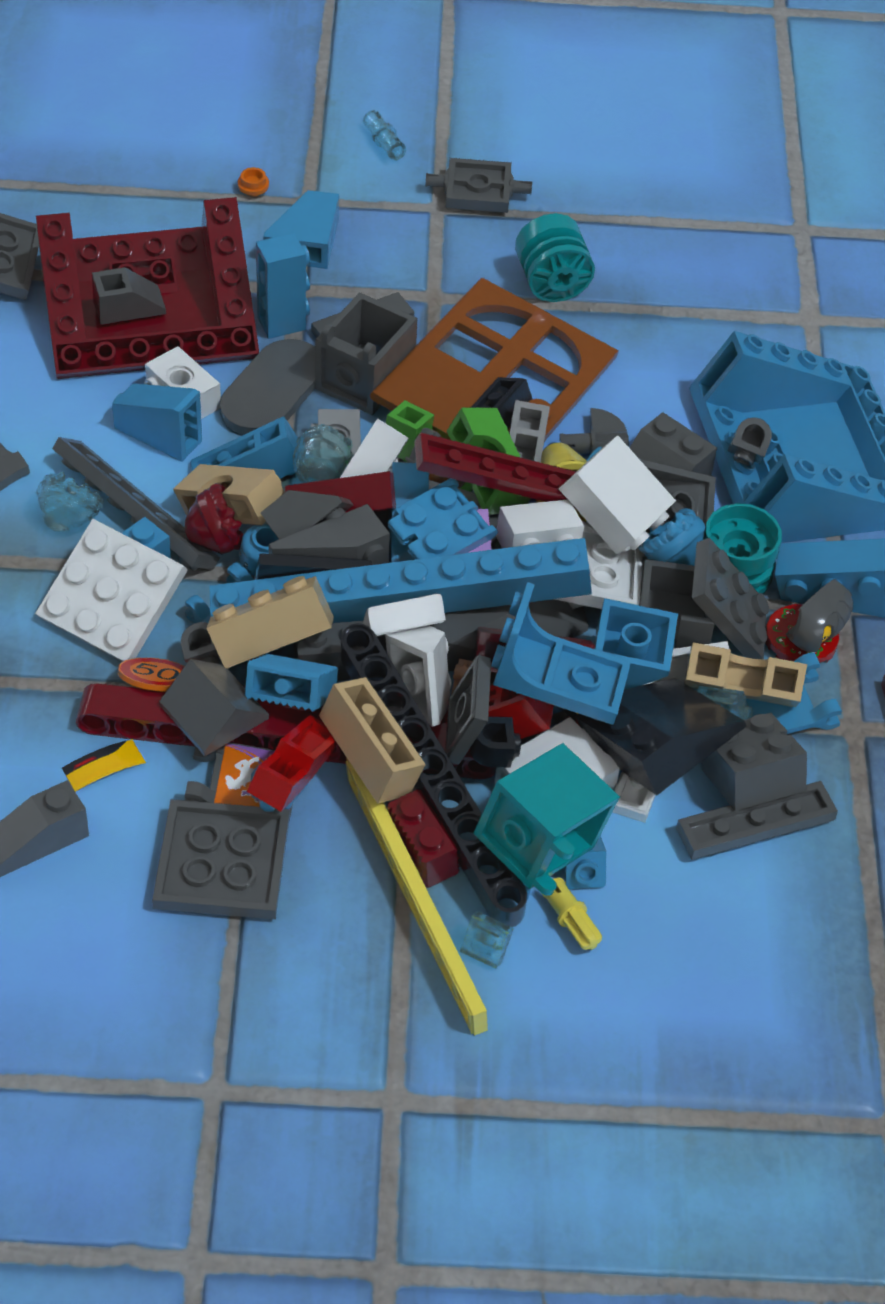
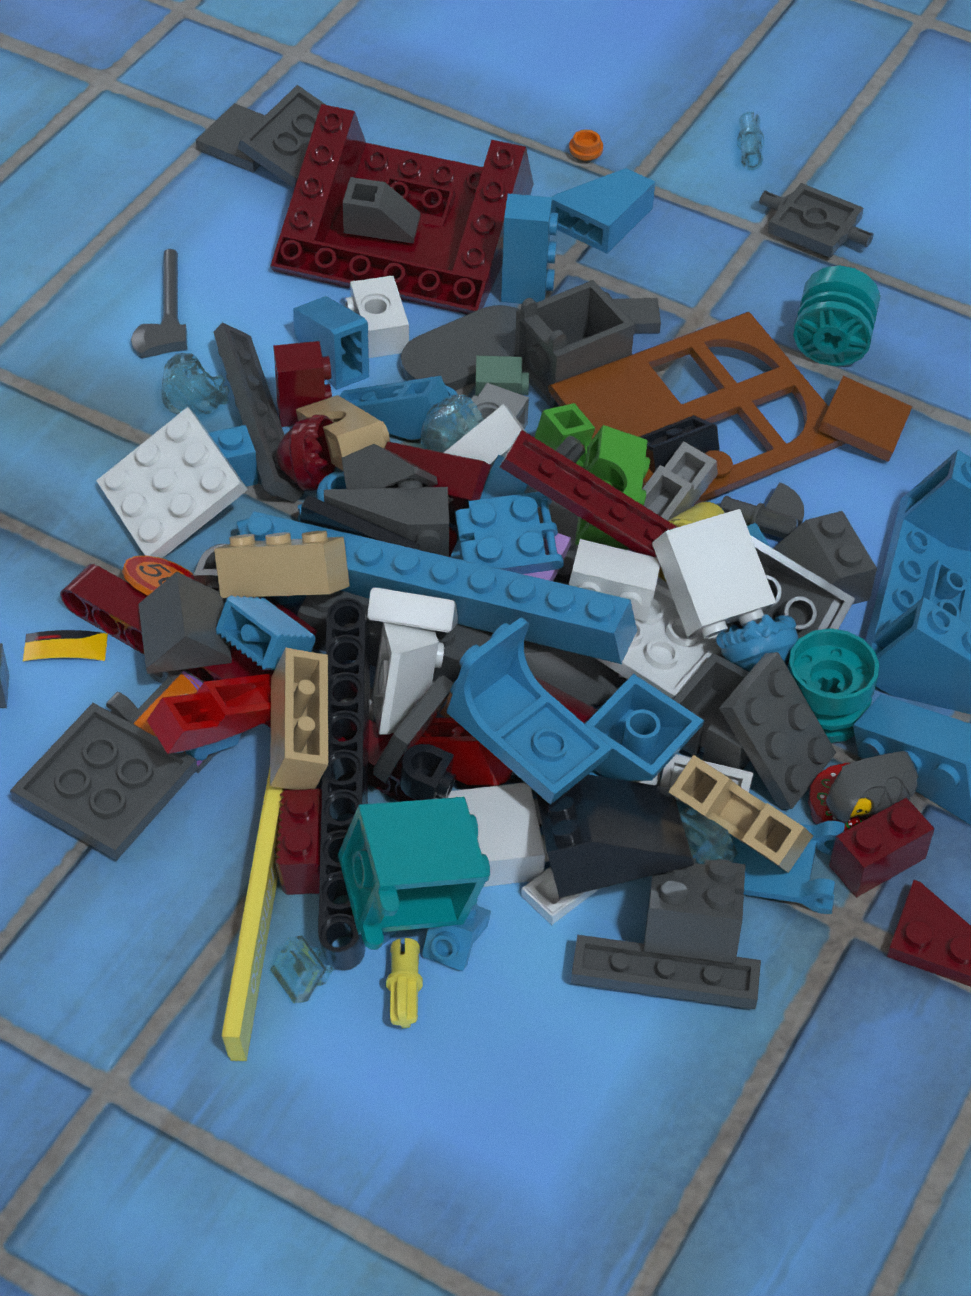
camera: 30 degrees right, 0 degrees up
(162, 462) = (300, 378): none -> dark red brick
(317, 396) = (501, 372): none -> sand green brick
(622, 333) = (865, 418): none -> dark orange tile
(750, 441) = (914, 574): dark grey plate -> none
(849, 660) = (881, 847): none -> dark red brick

